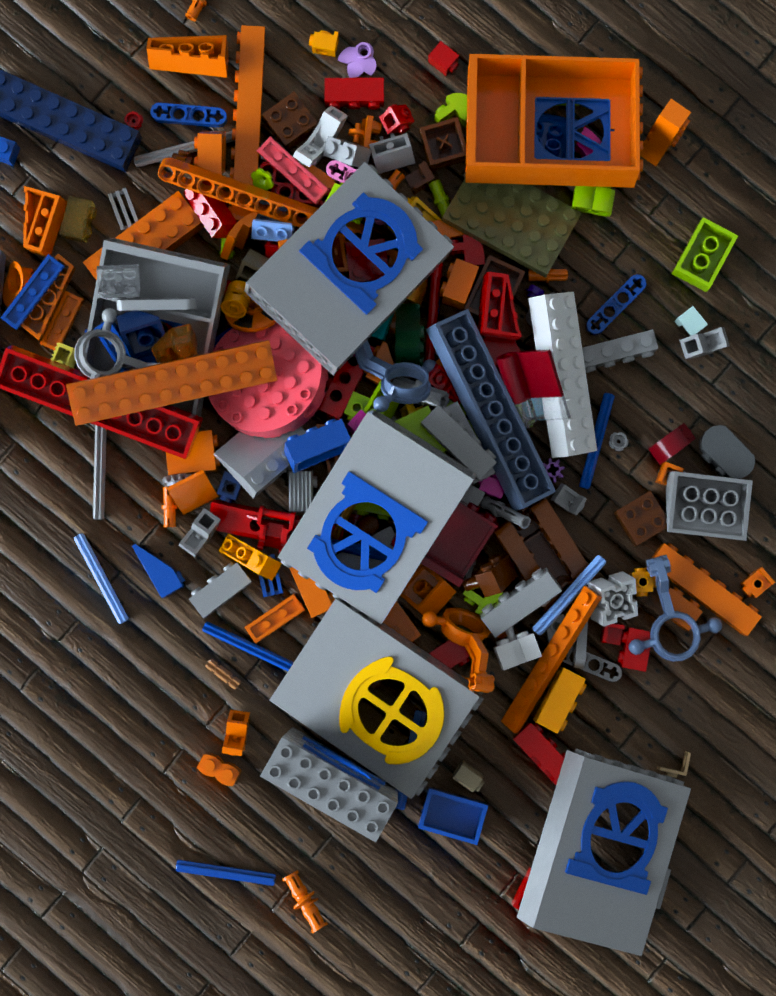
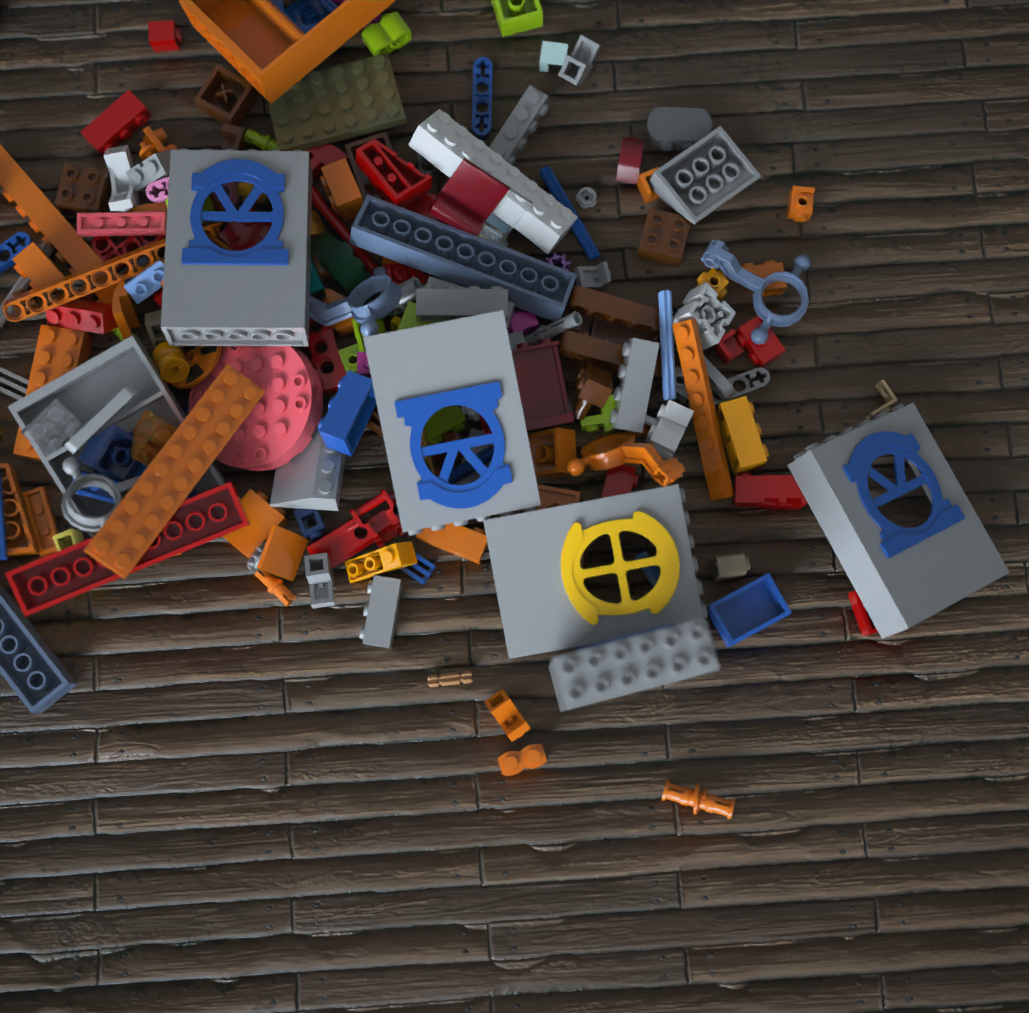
camera: 45 degrees left, 5 degrees down
(99, 473) = (188, 611): light grey axle -> none
(101, 578) = (273, 698): light blue axle -> none
(161, 574) = (320, 645): blue slope -> none
(225, 872) = (609, 841): blue axle -> none
(247, 646) = (449, 636): blue axle -> none
(262, 179) = (102, 251): lime plant -> none
(274, 618) = (449, 593): orange tile -> none
(301, 490) = (371, 469): light grey brick -> none
(324, 43) = (55, 108): light orange brick -> none
(356, 62) = (96, 100): lavender plate -> none
(392, 153) = (193, 135): light grey brick -> none
(397, 119) = (170, 112): red brick -> none
(455, 106) = (206, 60): lime brick -> none
(534, 291) = (405, 148): dark purple plate -> none
(553, 275) = (412, 118): orange axle -> none
(709, 592) = (775, 243): orange brick -> none

